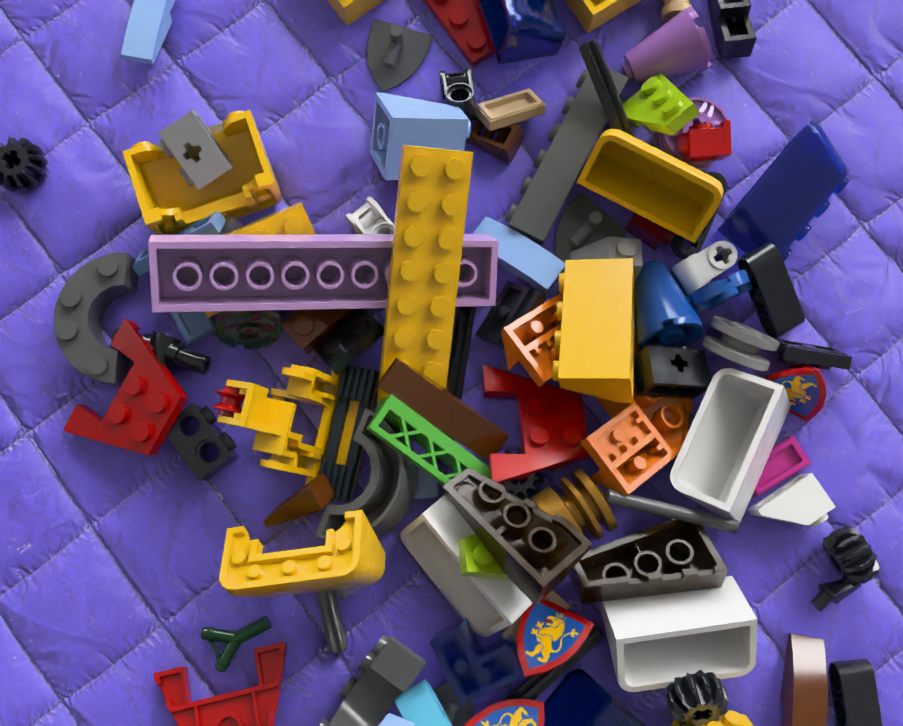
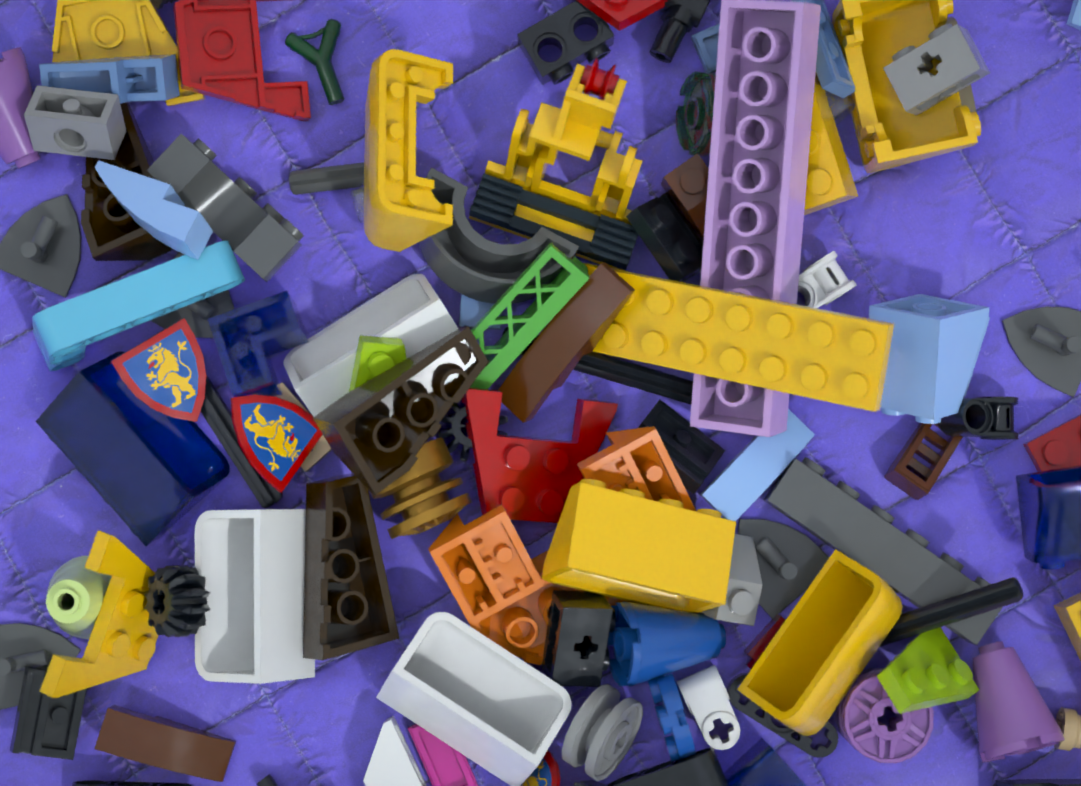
camera: 105 degrees right, 5 degrees up
(306, 500) = (473, 158): reddish brown slope -> none
(510, 109) = (953, 483): tan tile -> none
(672, 511) = (402, 607): dark grey bar -> none
(705, 142) = (864, 719): red brick -> none

